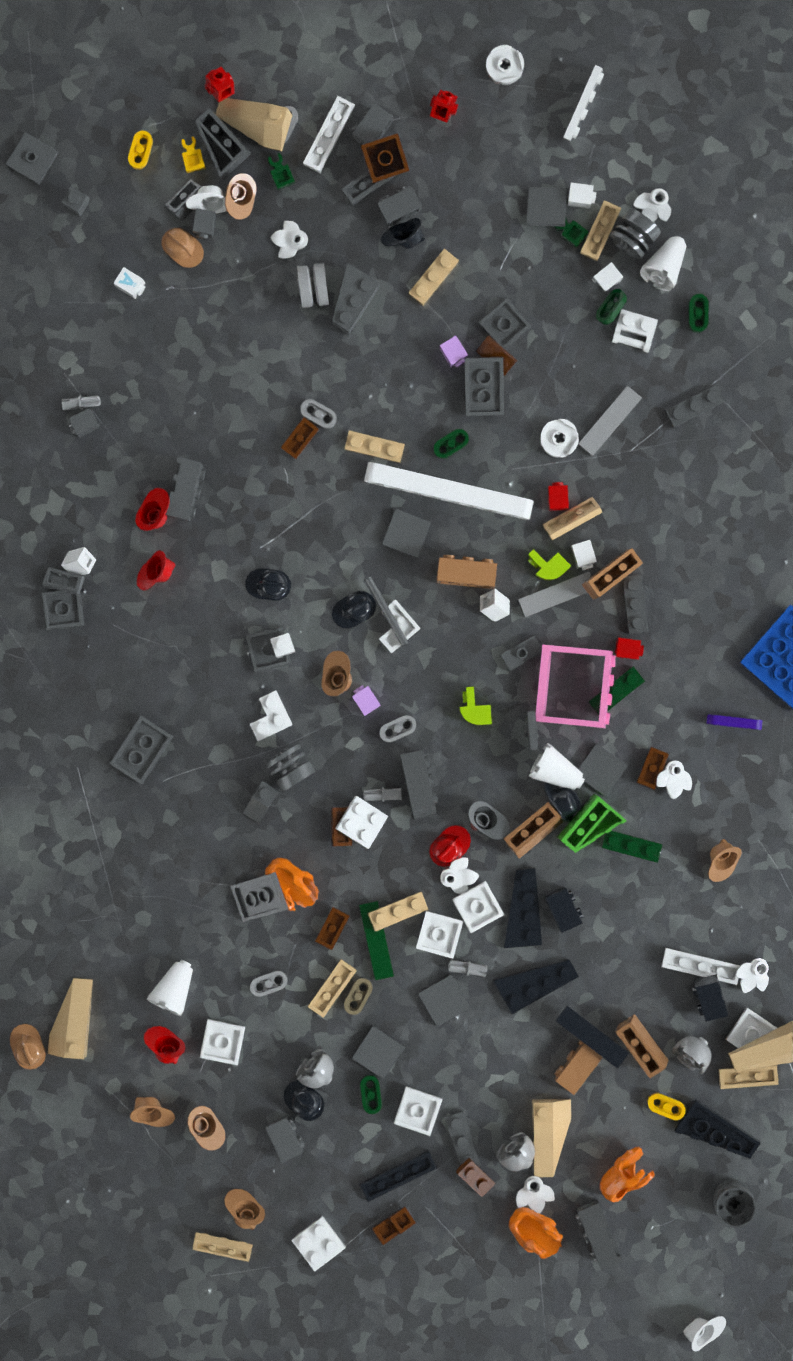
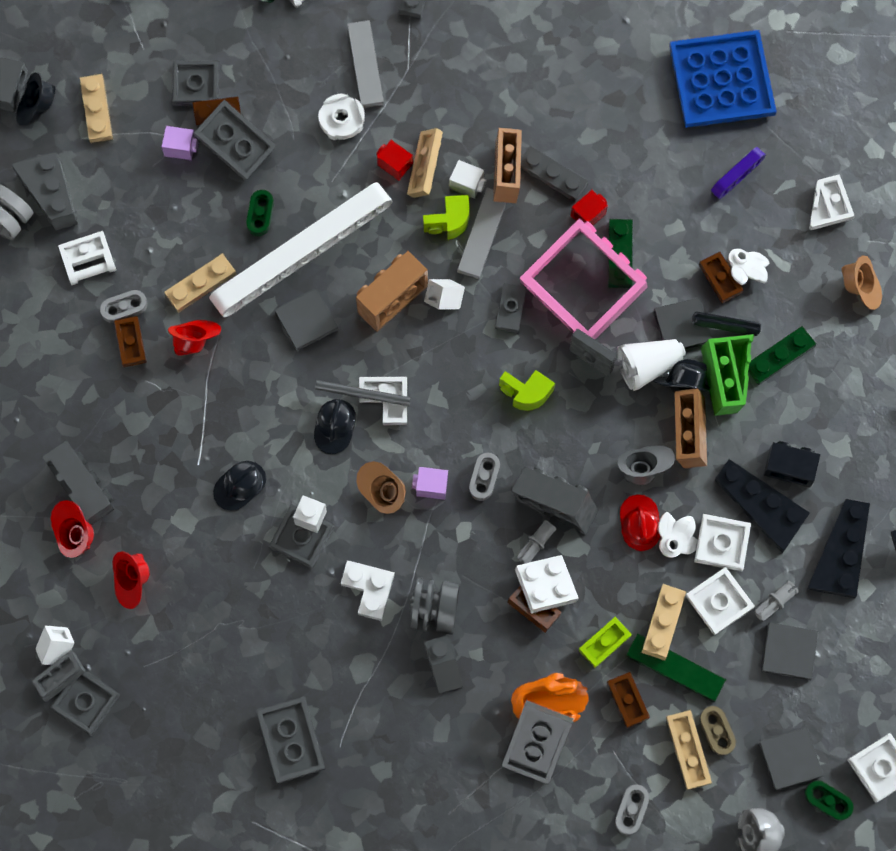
camera: 50 degrees left, 15 degrees down
(332, 356) = (84, 251): none -> white plate
(336, 473) = (192, 336): none -> red piece
(355, 886) = (605, 642): none -> lime plate
(623, 796) = (726, 323): none -> black axle
(762, 796) = (830, 203): none -> white wing

